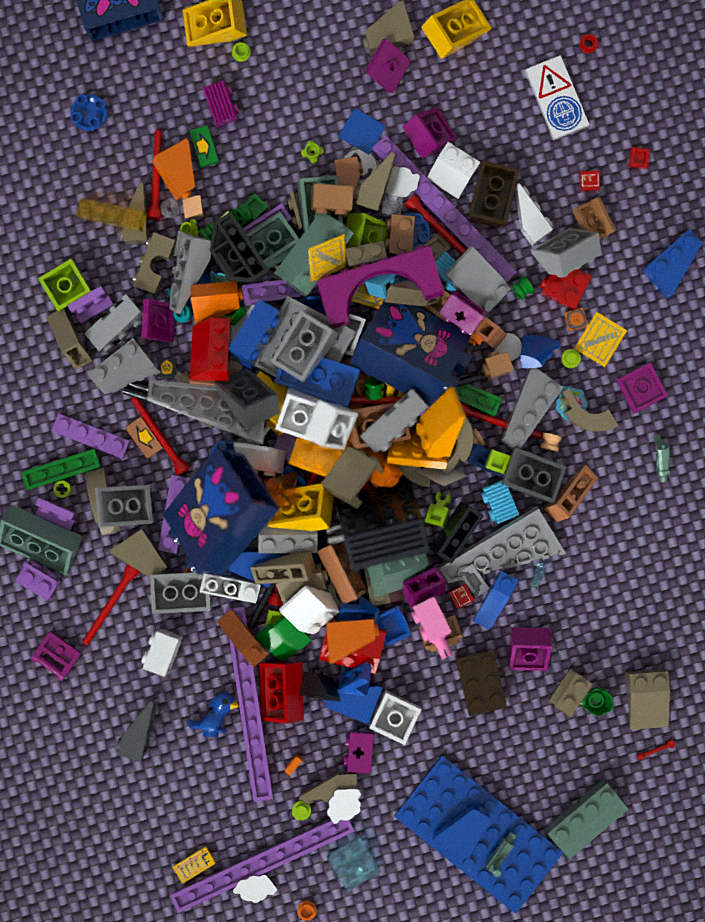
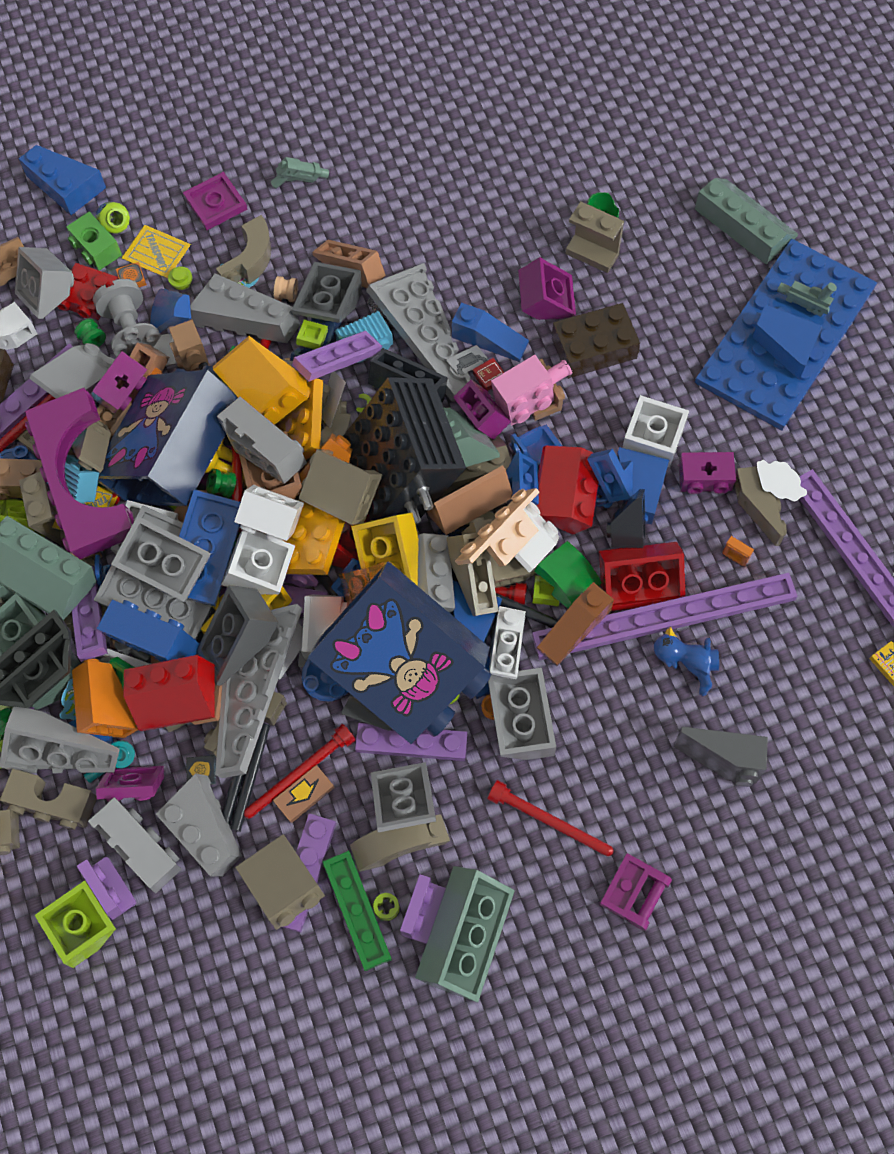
camera: 90 degrees left, 20 degrees down
(38, 580) = (526, 930): medium lavender bracket -> none
(68, 339) = (158, 914): dark tan slope -> none
(80, 419) = (280, 882): none -> dark tan panel
(141, 554) = (472, 778): dark tan slope -> none
(162, 652) = (609, 731): white brick -> none
(301, 810) = (797, 538): lime plate -> none
(303, 593) = (505, 534): none -> light nougat bracket
(327, 257) = (39, 540): yellow sticker -> none
(348, 637) = (559, 483): orange slope -> none
(353, 863) = (854, 469): clear light blue slope -> none
(469, 480) = (336, 355): none -> medium lavender plate
(535, 315) = (120, 304): none -> light grey piece
(539, 572) = (454, 289): clear light blue tile -> none
(620, 285) = (94, 241): none -> bright green brick
(629, 305) = (120, 217): none -> lime head
(648, 698) = (589, 167): dark tan slope -> none
(670, 744) = (641, 144): red hinge -> none

